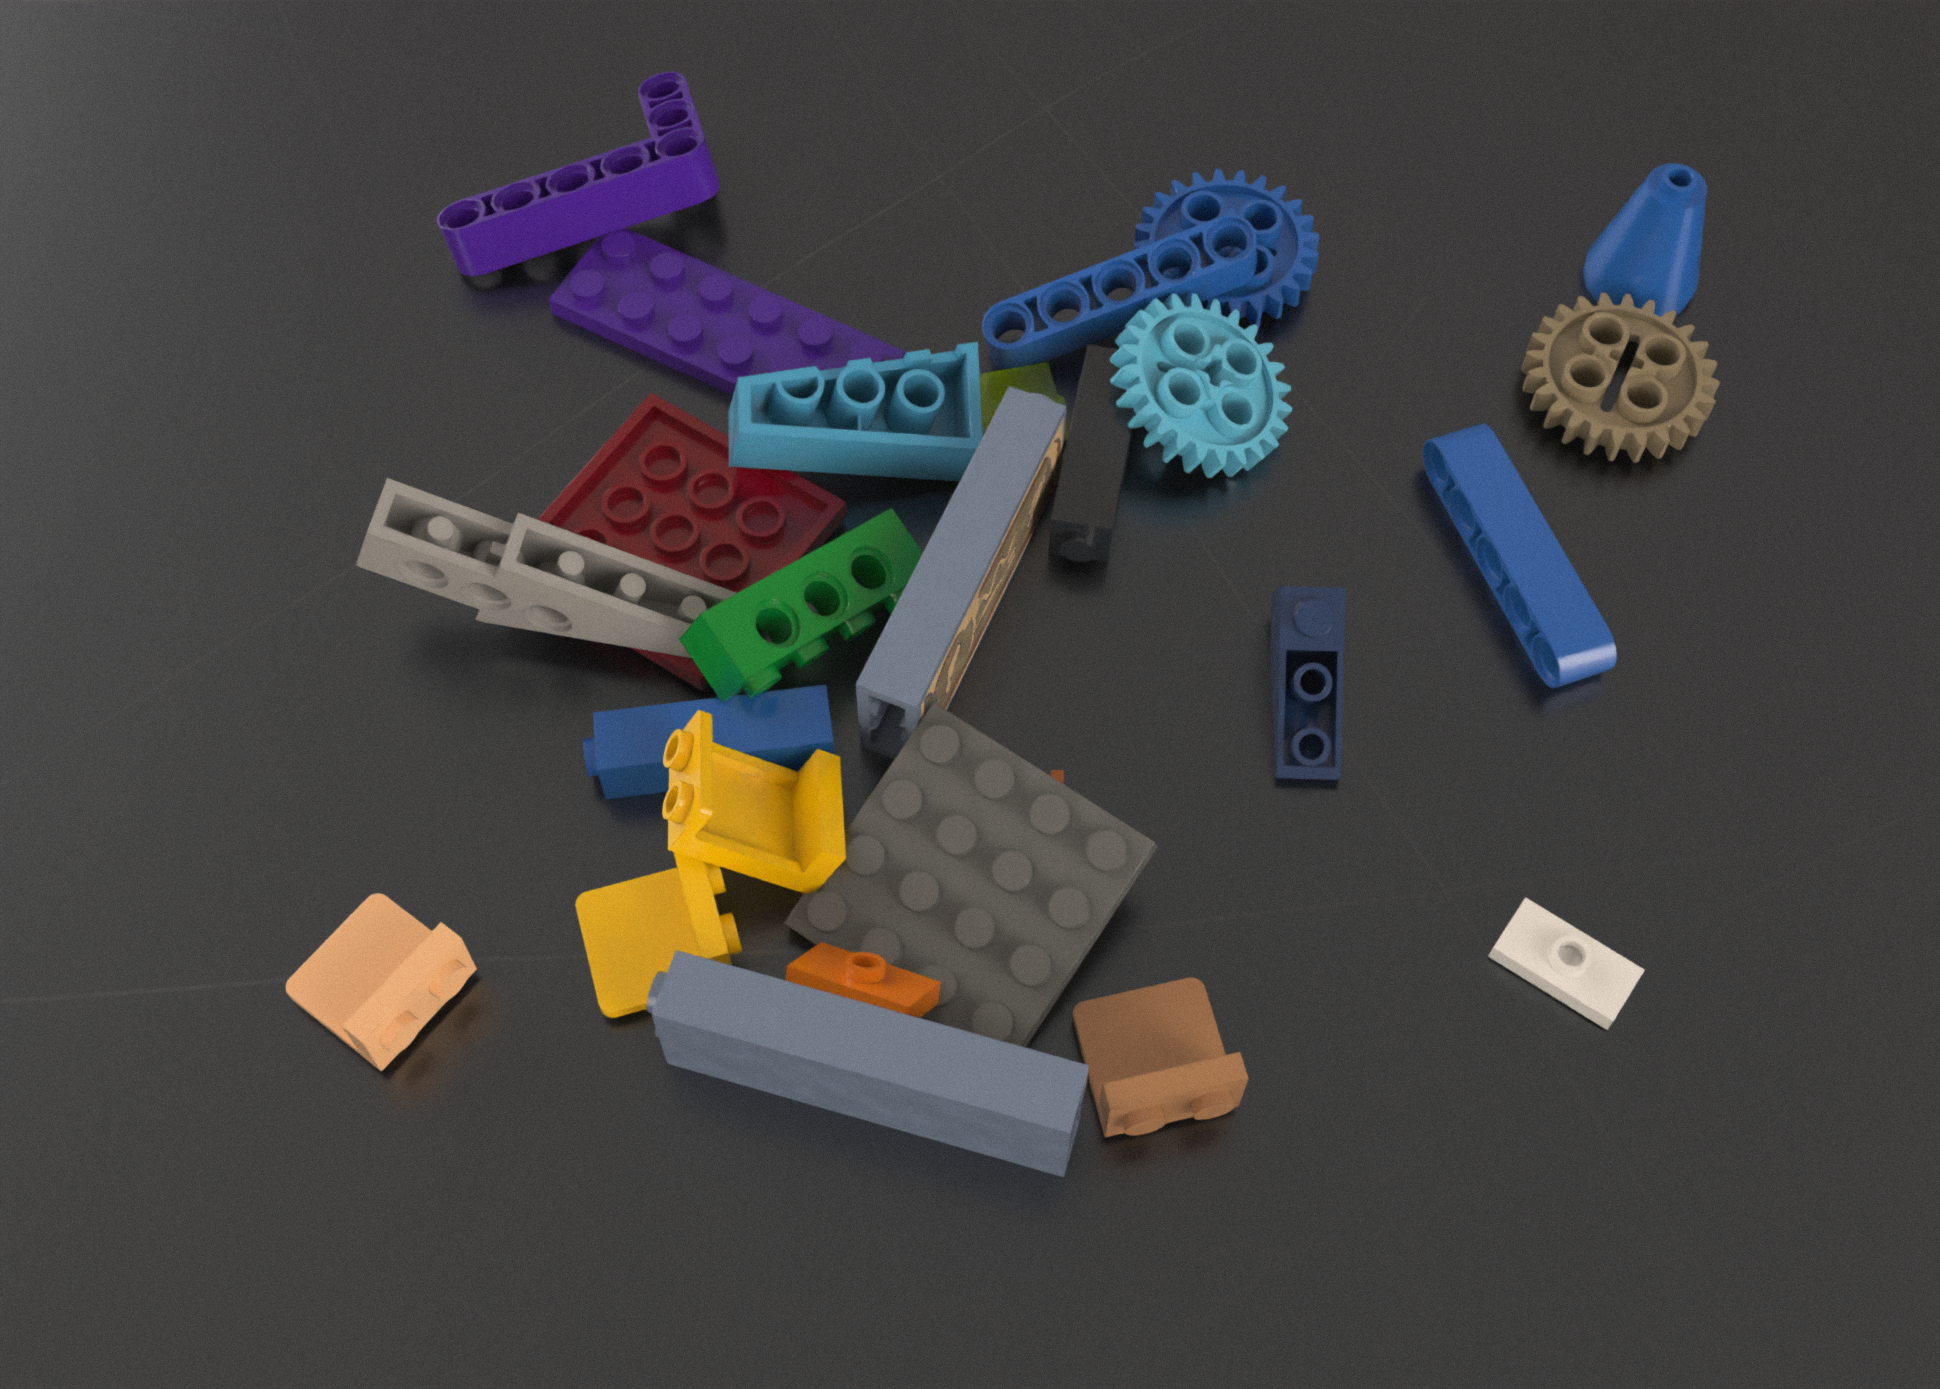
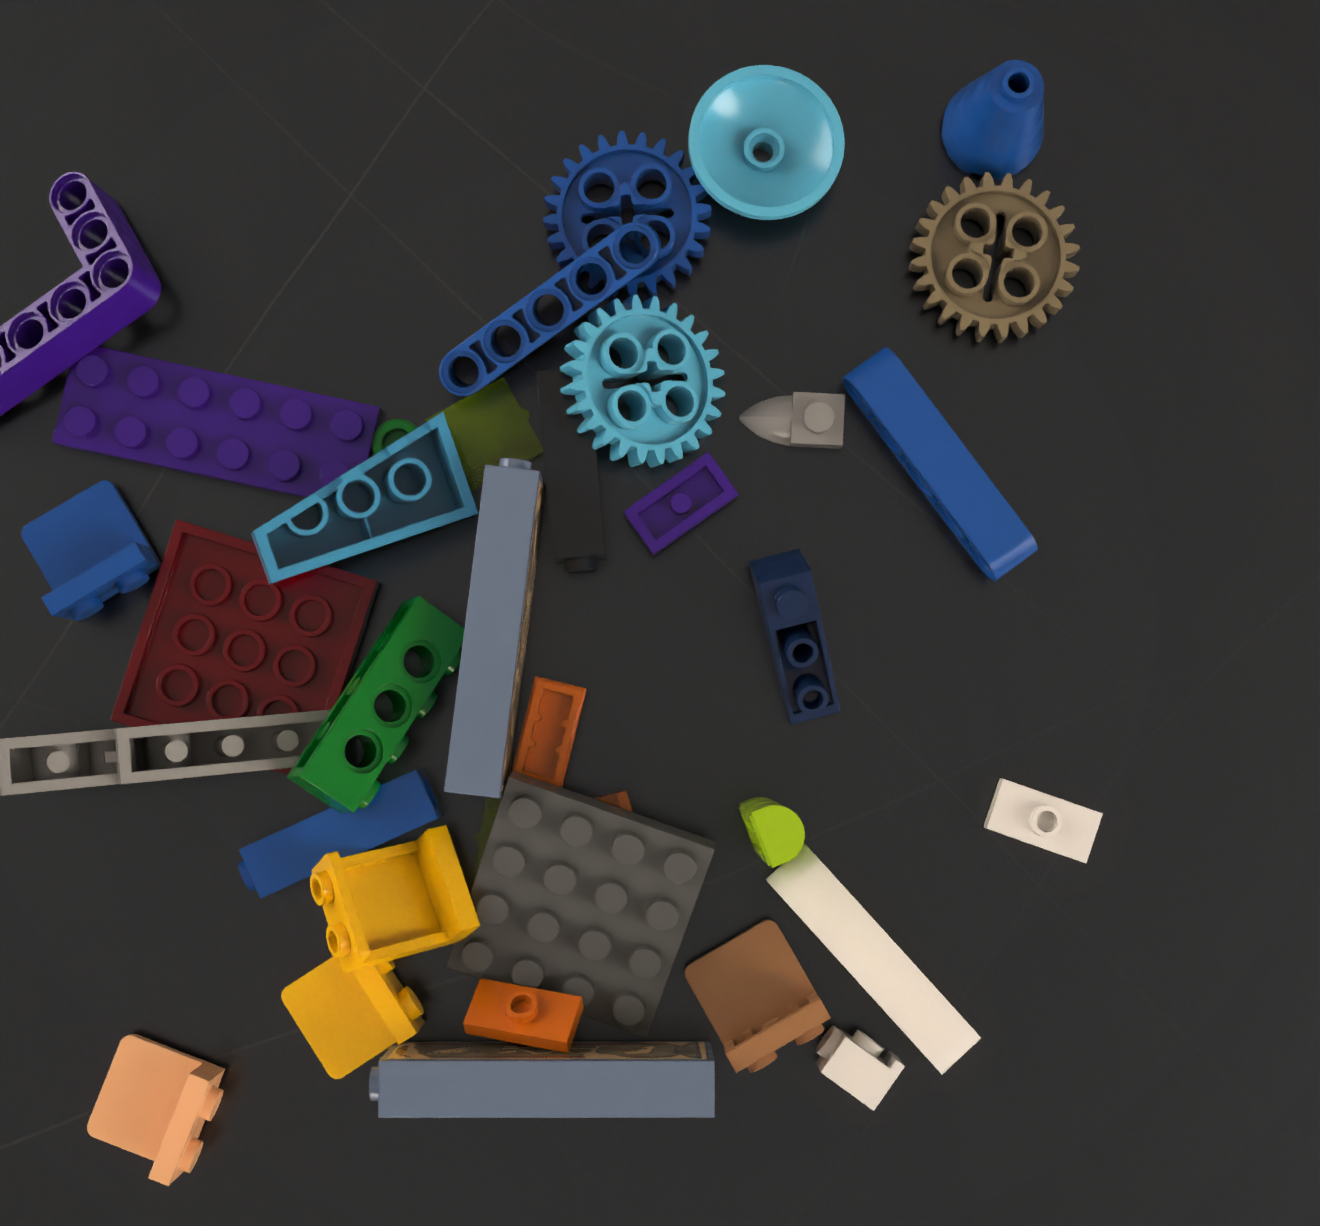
camera: 20 degrees left, 25 degrees up
(546, 405) = (89, 551): none -> blue bracket
(998, 691) = (549, 730): none -> orange plate
(1209, 519) = (680, 503): none -> dark purple plate
(1231, 814) = (773, 830): none -> lime brick
(1264, 1177) = (857, 1065): none -> white brick
(1319, 1061) = (873, 959): none -> white beam
(1371, 483) = (799, 420): none -> light grey plate
(1392, 211) = (770, 112): none -> medium azure dish

